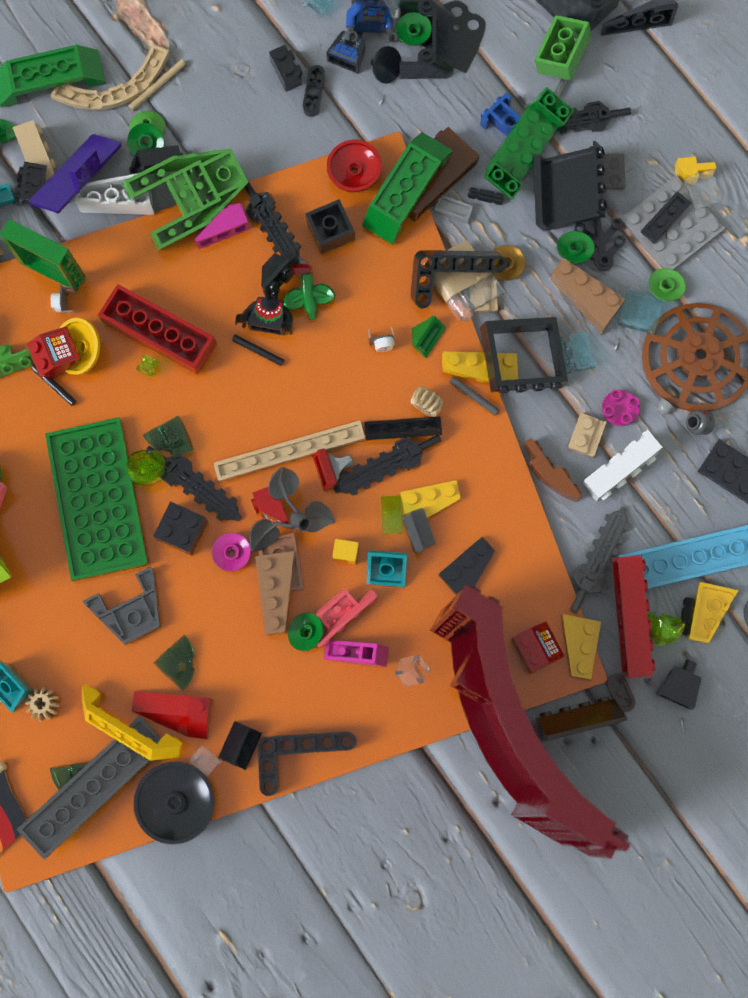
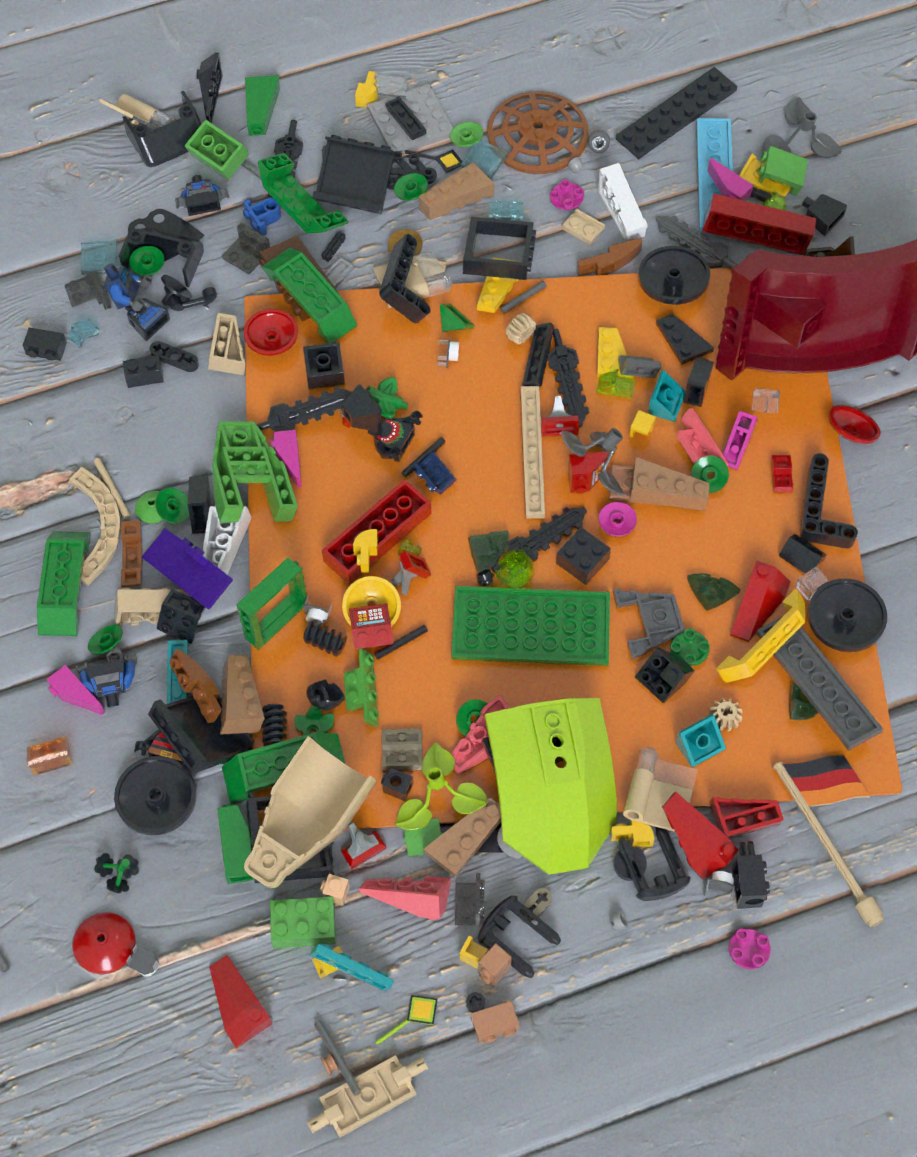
camera: 80 degrees left, 15 degrees down
(36, 314) = (323, 639): none -> black piece
(71, 637) = (664, 674): none -> black slope
(85, 127) = (131, 553): none -> dark orange slope
(107, 654) = (690, 647): none -> green dish
(124, 320) = (364, 546): none -> yellow brick
(126, 371) = (411, 567): none -> red piece
(137, 442) = (485, 577): none -> black plate
(237, 364) = (435, 473): none -> dark blue bracket
(330, 705) = (782, 473): none -> red slope
(333, 129) = (226, 347): none -> tan wedge
(389, 98) = (176, 304): none -> black bar
(415, 595) = (698, 382): none -> black slope
(416, 771) = (853, 424): none -> red dish
(453, 115) = (246, 249): none -> clear smoke bracket
(504, 51) = (201, 196): none -> torso
(540, 541) = (674, 275): none -> black dish
(631, 276) = (447, 160): none -> piece
(642, 70) = (260, 102): none -> green slope
(677, 579) = (728, 182): none -> dark pink slope
(723, 628) = (783, 168): none -> bright green panel

